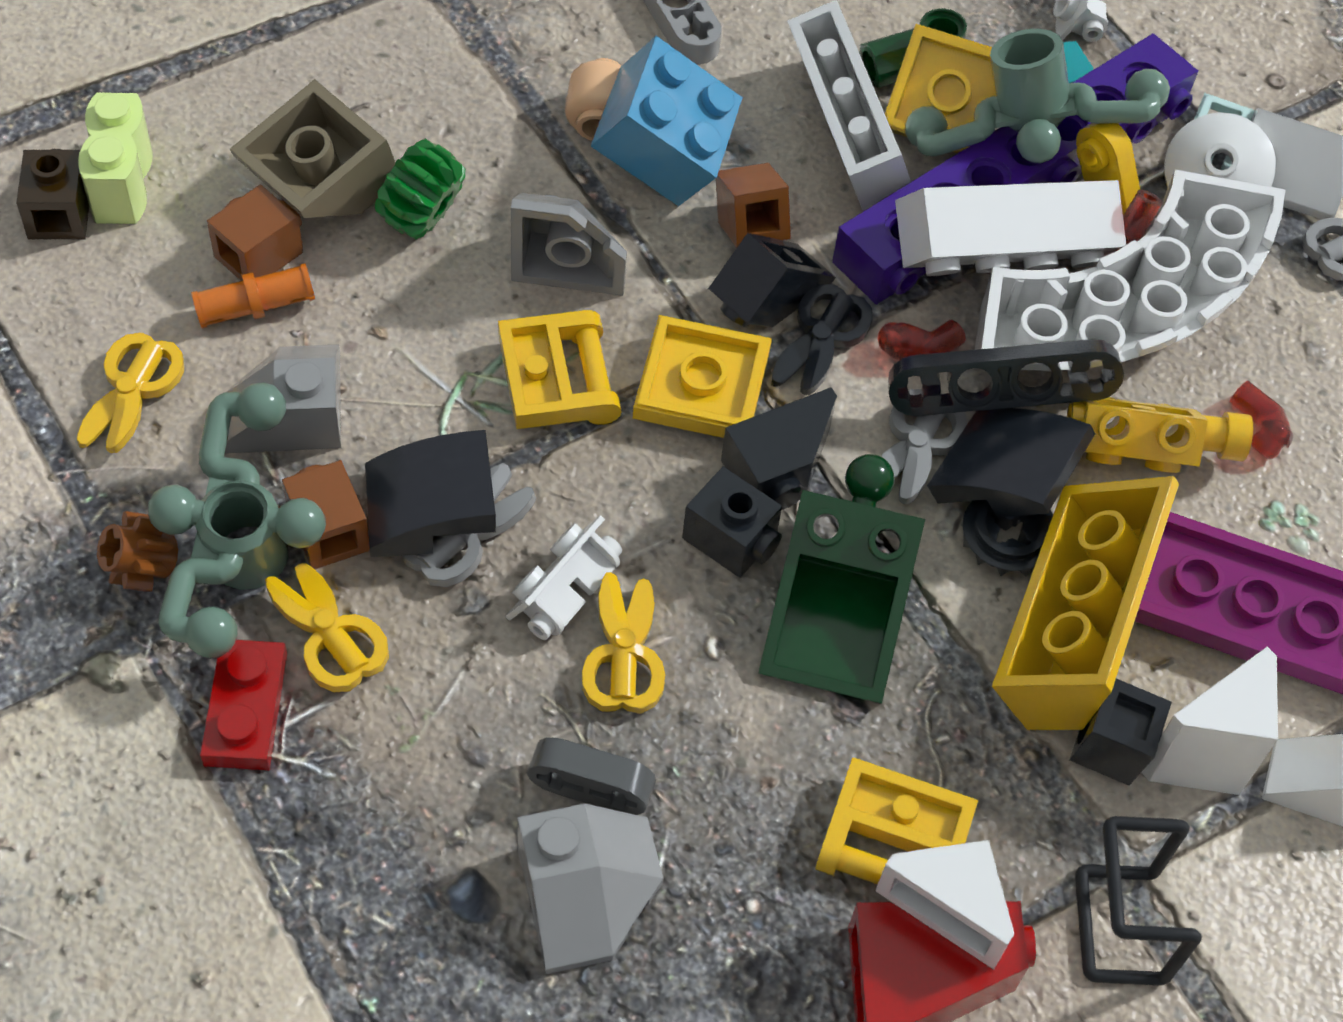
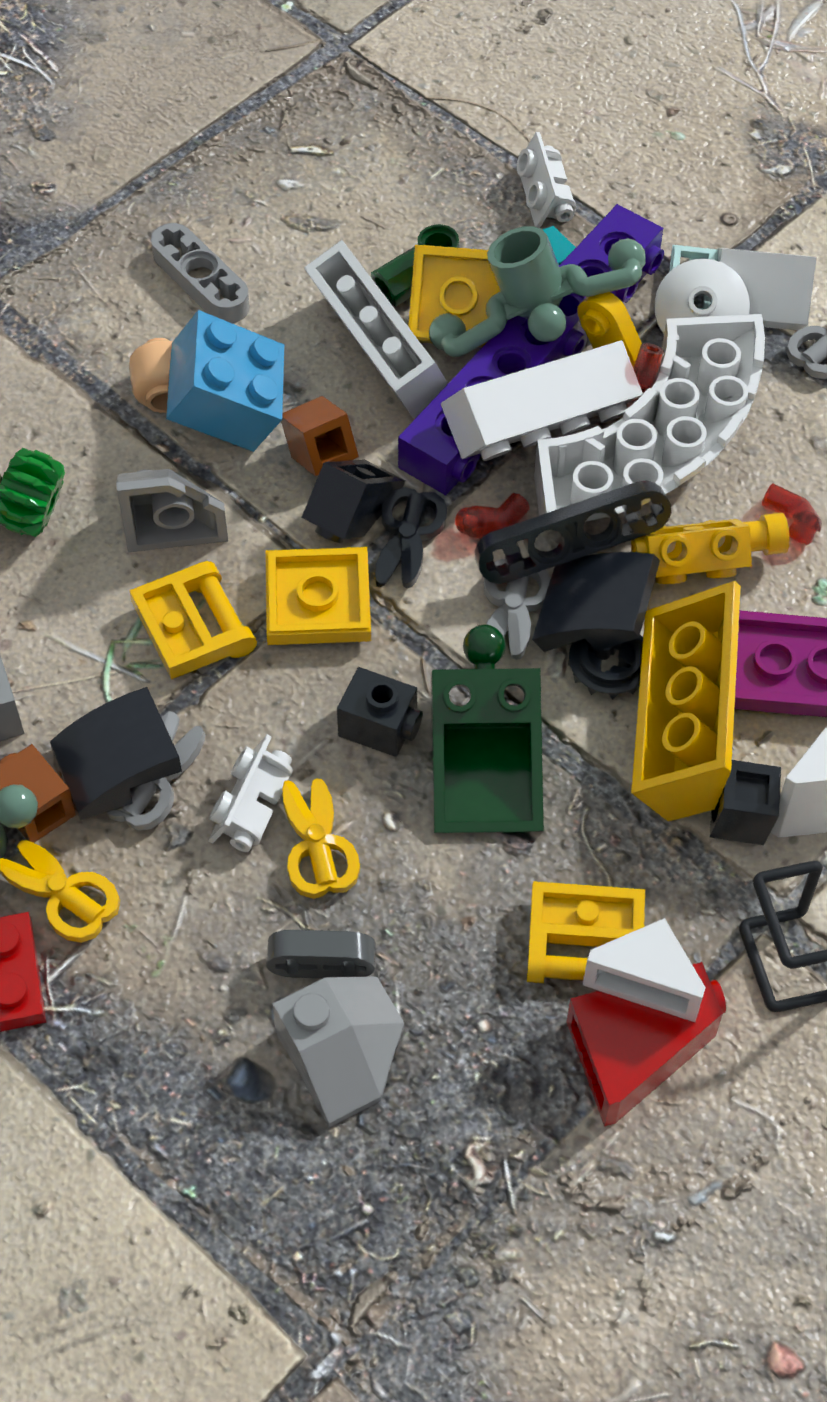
camera: 10 degrees left, 0 degrees up
(781, 446) = (400, 637): black slope -> none

